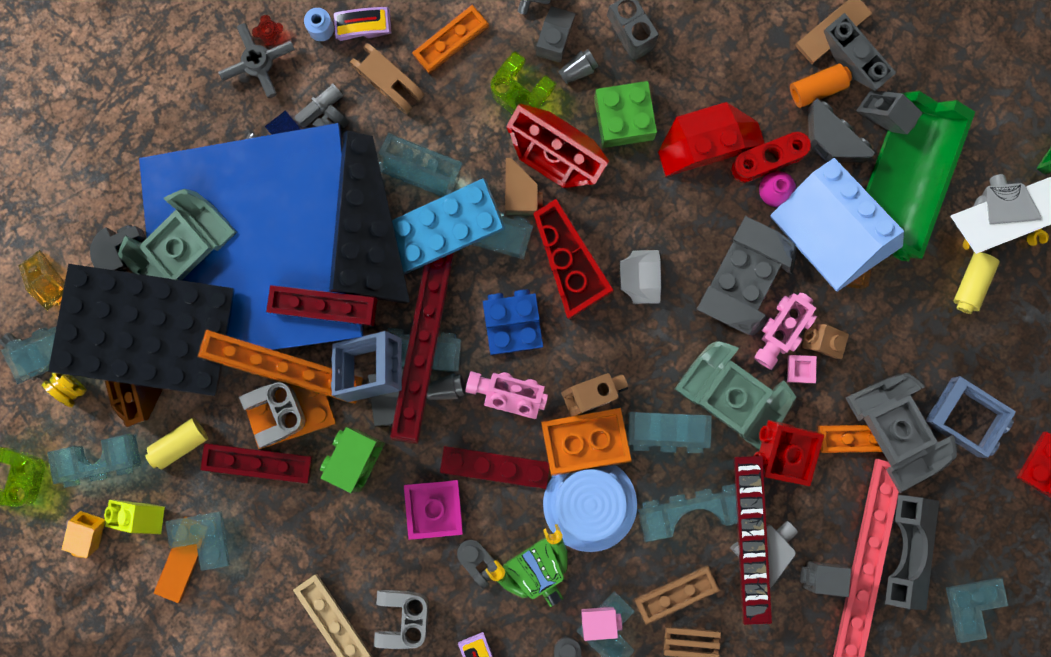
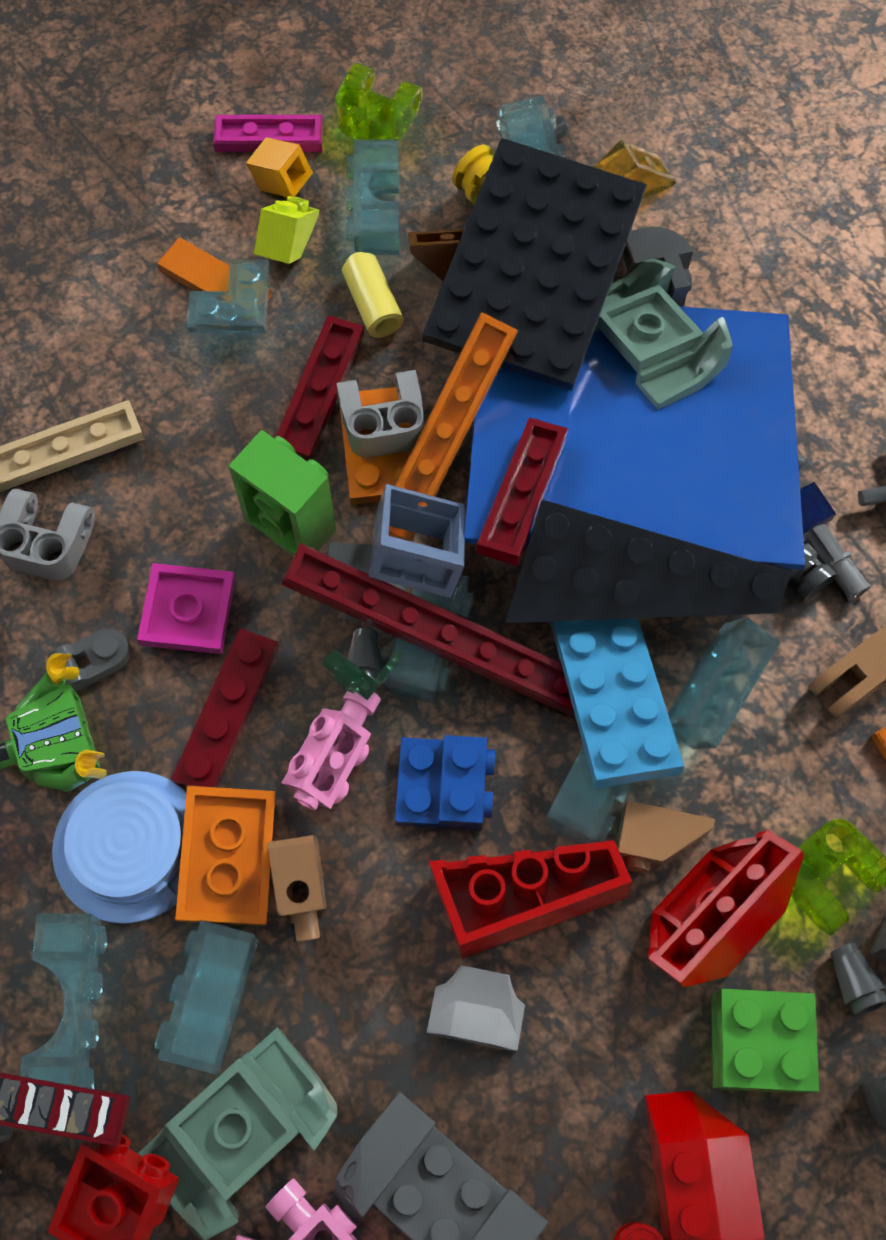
camera: 100 degrees right, 15 degrees down
(47, 553) = (247, 132): none -> dark pink tile
(466, 384) = (353, 678): none -> clear green bracket

